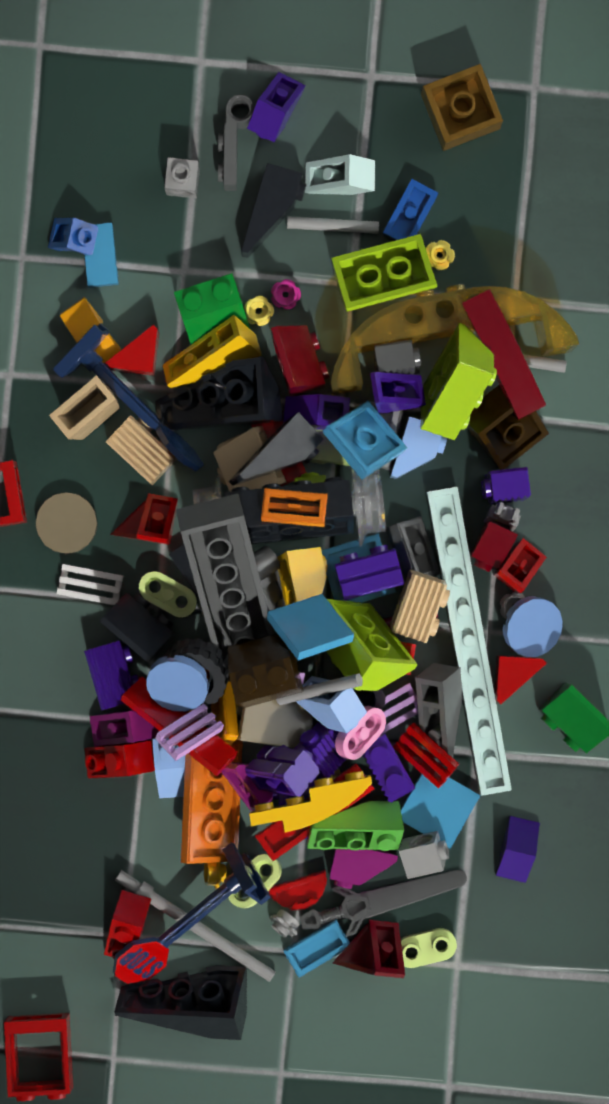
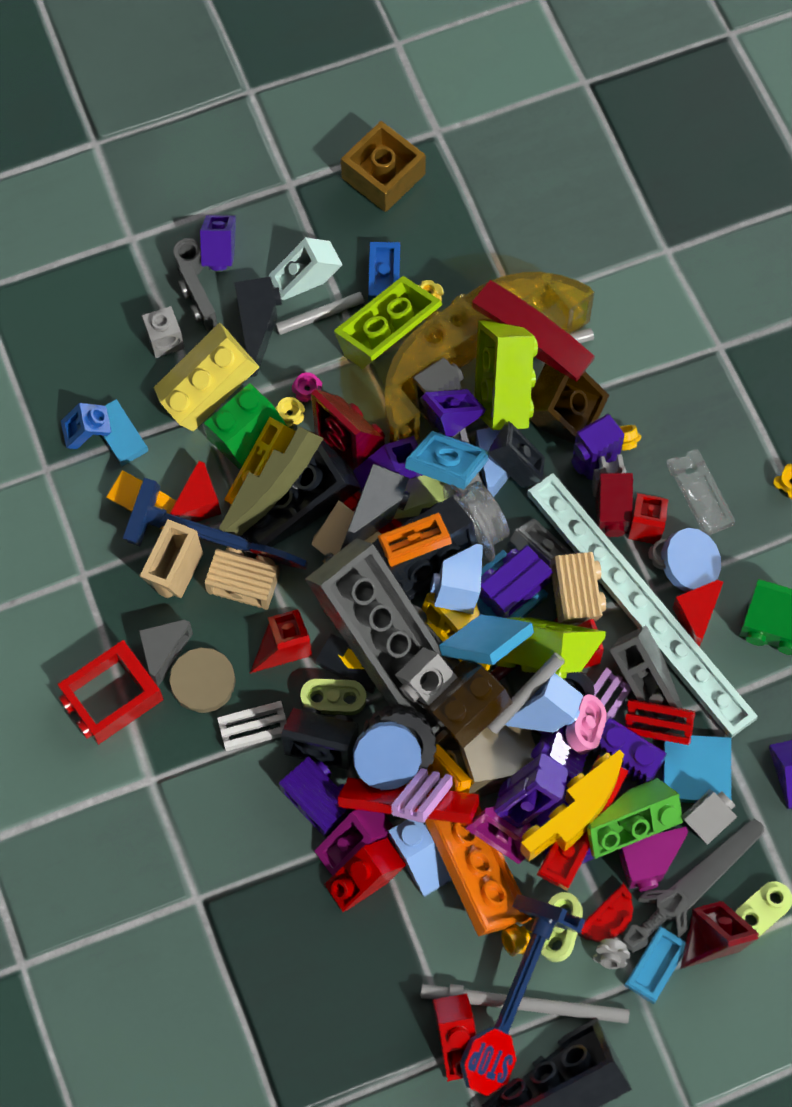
camera: 25 degrees left, 20 degrees down
(44, 479) = (163, 646): none -> dark grey slope
(195, 244) = (205, 378): none -> light yellow slope
(197, 384) = (262, 492): none -> olive slope
(241, 635) = (438, 676): none -> light grey brick
(319, 554) = (459, 581): none -> light blue slope
(432, 461) = (517, 456): none -> black slope
(540, 483) = (630, 438): none -> yellow plate
(577, 567) = (701, 493): none -> clear plate

